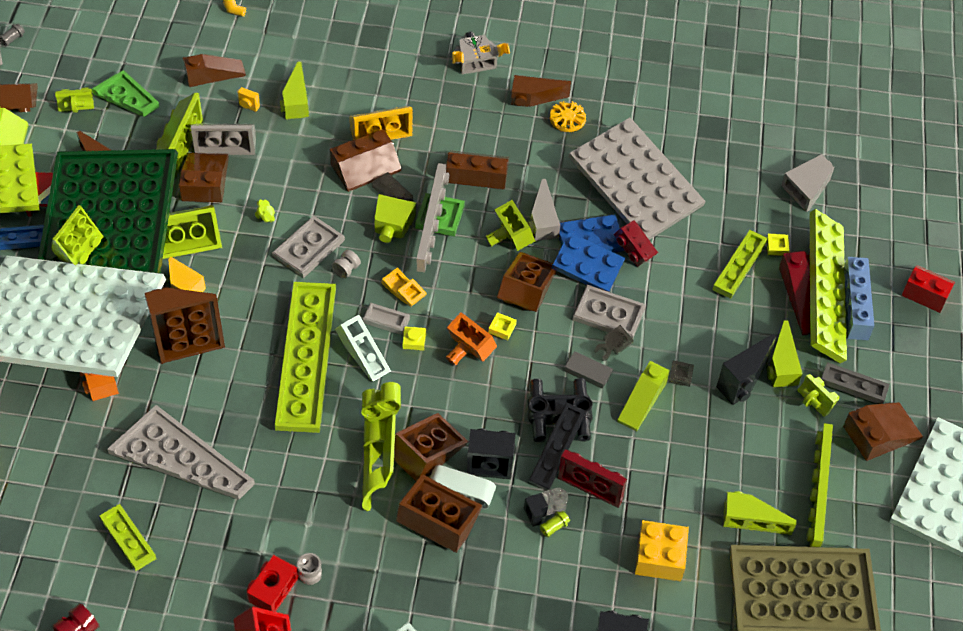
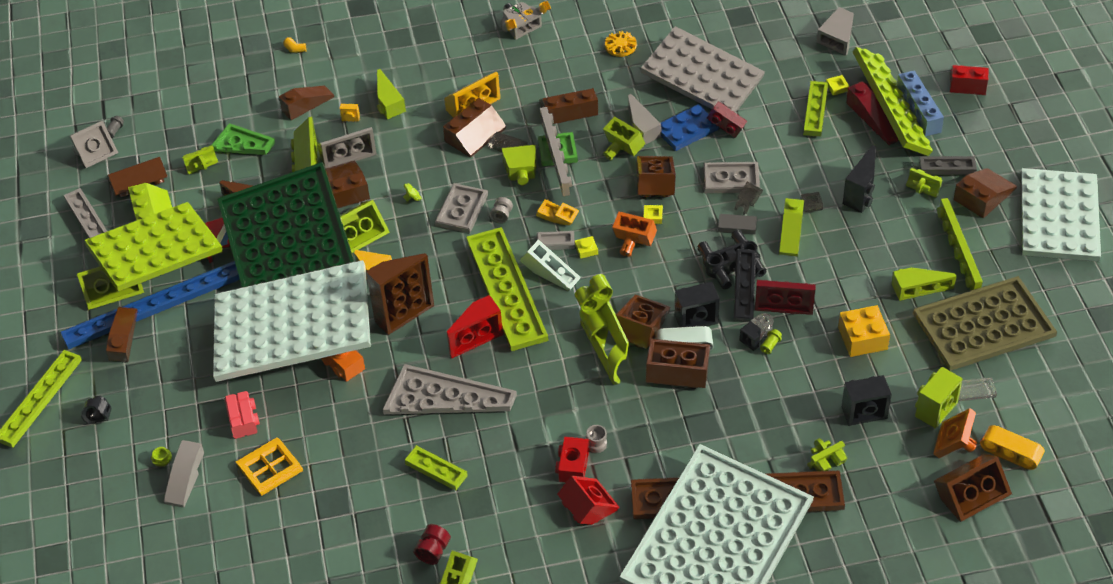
camera: 15 degrees left, 5 degrees down
(76, 238) = (275, 256): lime slope -> none
(244, 390) = (475, 327): none -> red slope
(535, 91) = (585, 32): reddish brown slope -> none
(588, 262) = (696, 145): blue plate -> none
(785, 365) = (888, 169): lime slope -> none

